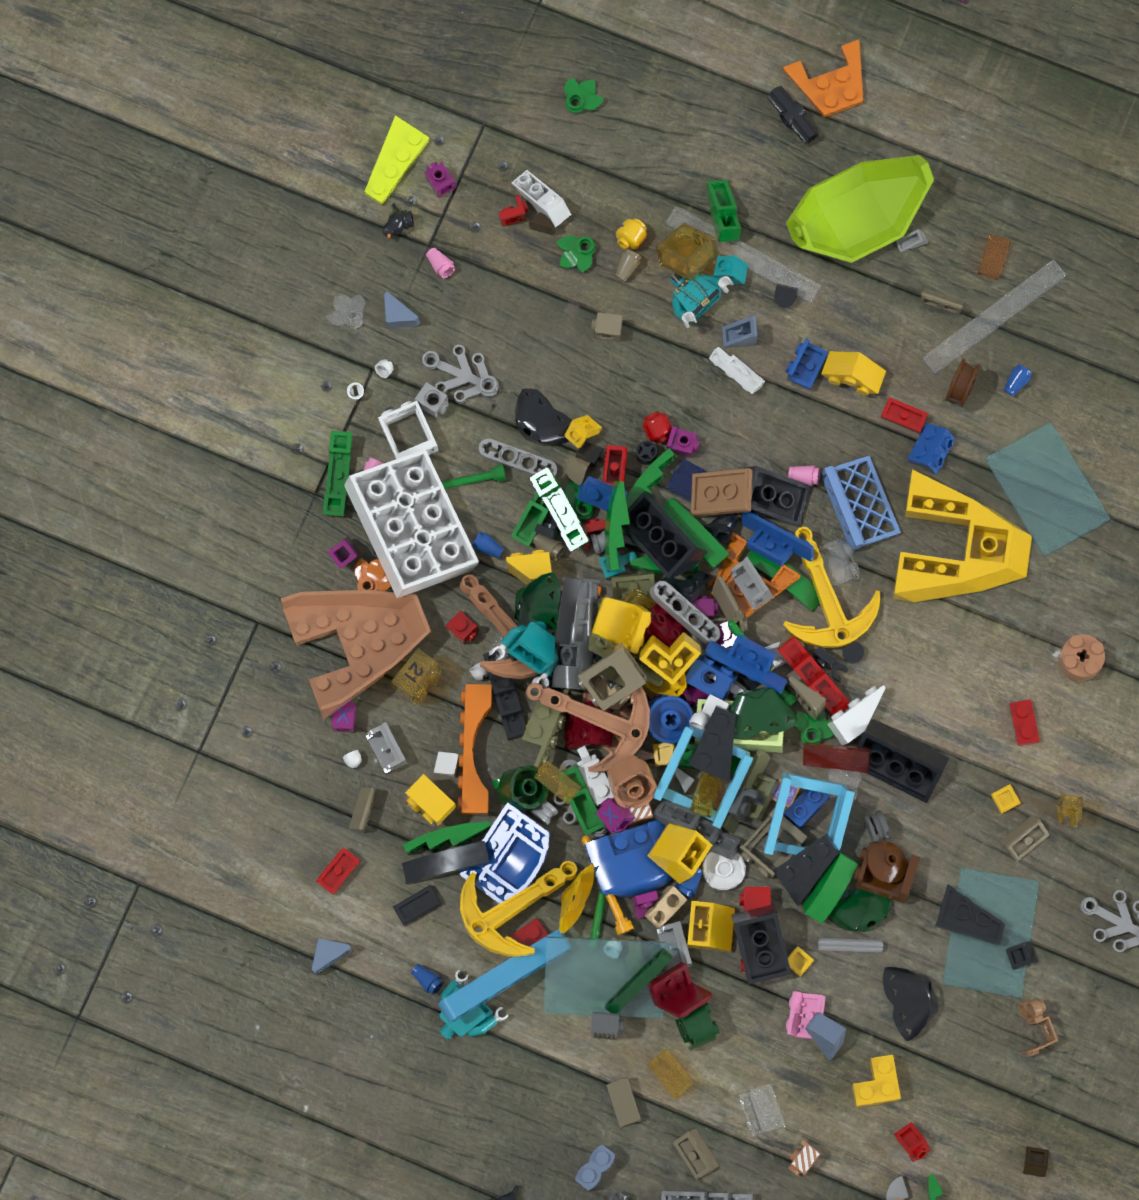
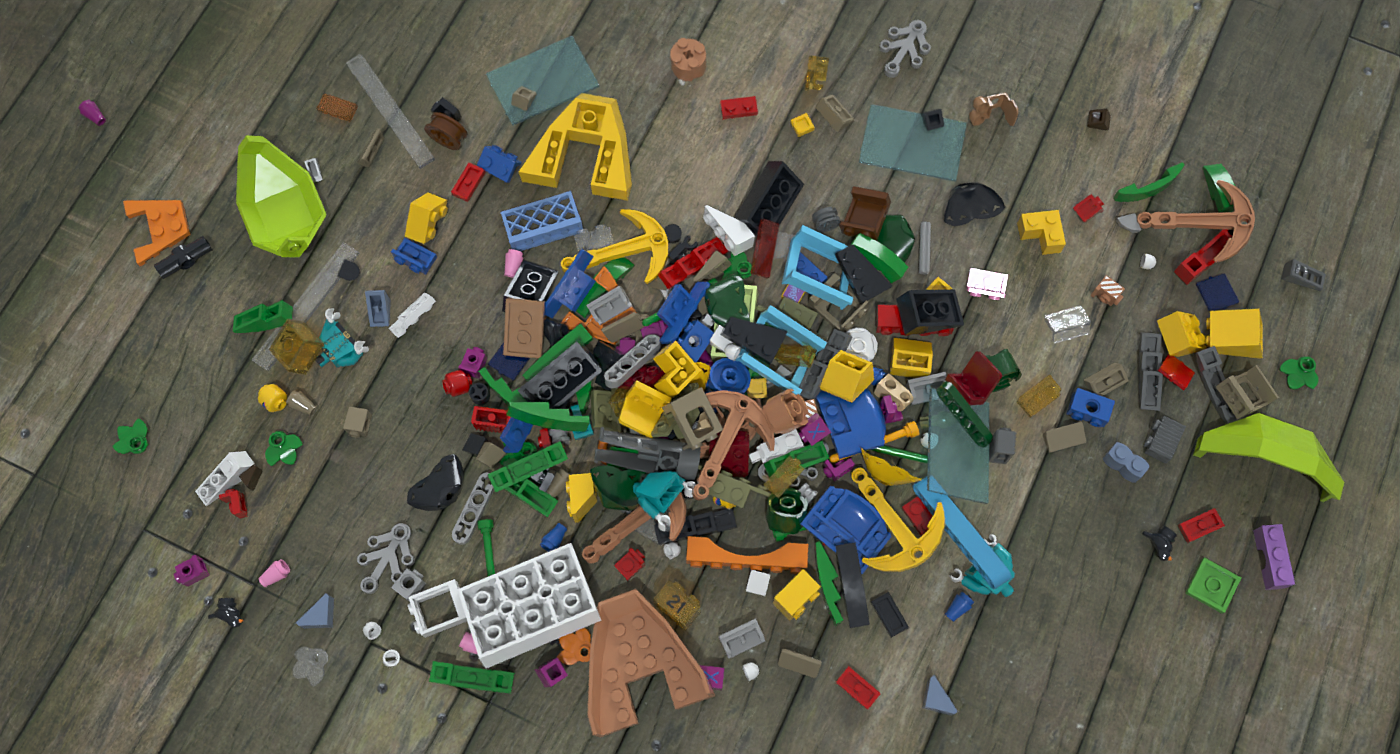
camera: 90 degrees left, 5 degrees down
(396, 157) = (159, 611): neon yellow wing -> none
(576, 850) = (841, 469): none -> magenta bracket
(581, 429) = (453, 448): yellow bracket -> none
(664, 1118) = (1101, 406): none -> blue brick
(731, 267) = (316, 312): teal brick -> none
(742, 803) = (808, 323): dark grey bracket -> none
(826, 1034) = (1005, 265): sand blue slope -> none
(880, 865) = (857, 212): reddish brown dish -> none
(968, 919) = (903, 156): black wing -> none
(995, 384) = (445, 107): none -> black bracket
(1018, 378) = (445, 91): blue cone -> none
(1019, 468) = (523, 98): none -> dark tan slope

